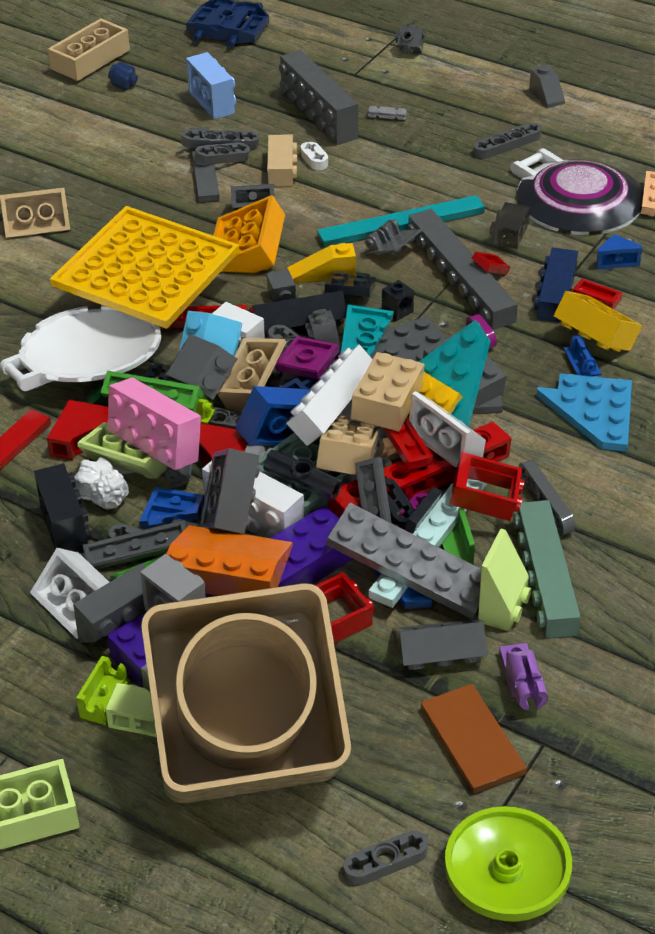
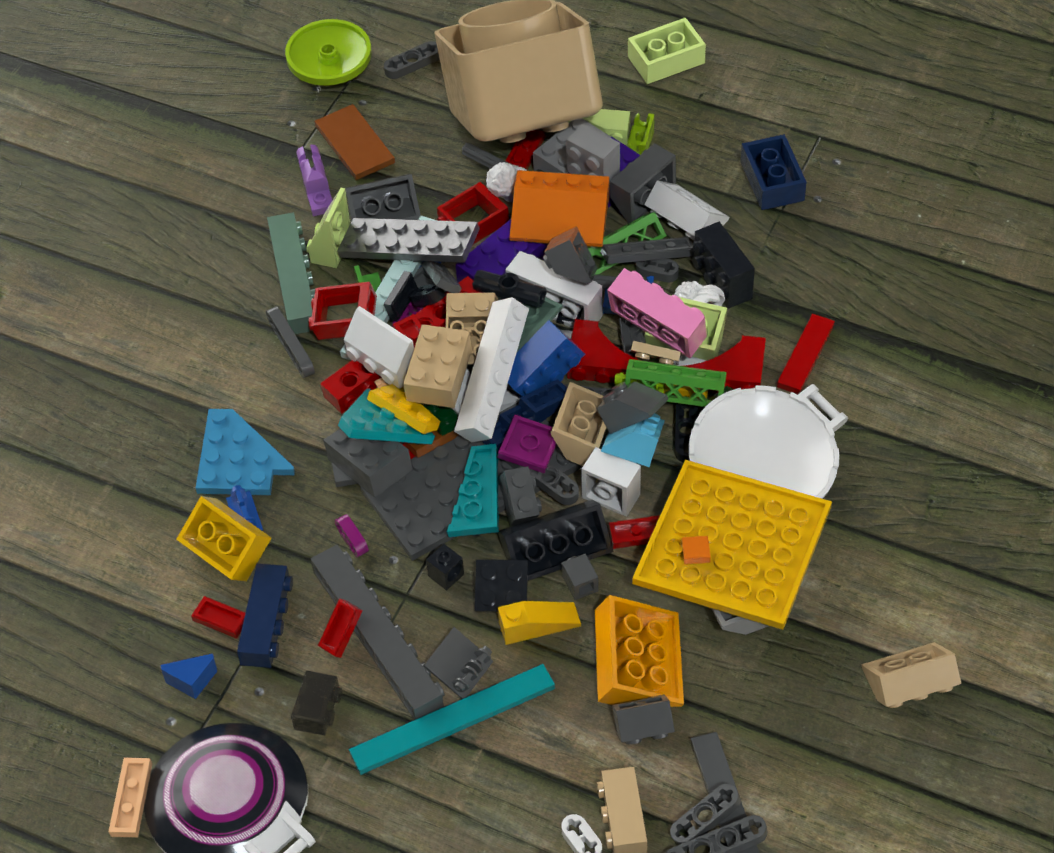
camera: 175 degrees right, 10 degrees up
(180, 251) = (696, 550): none -> orange tile

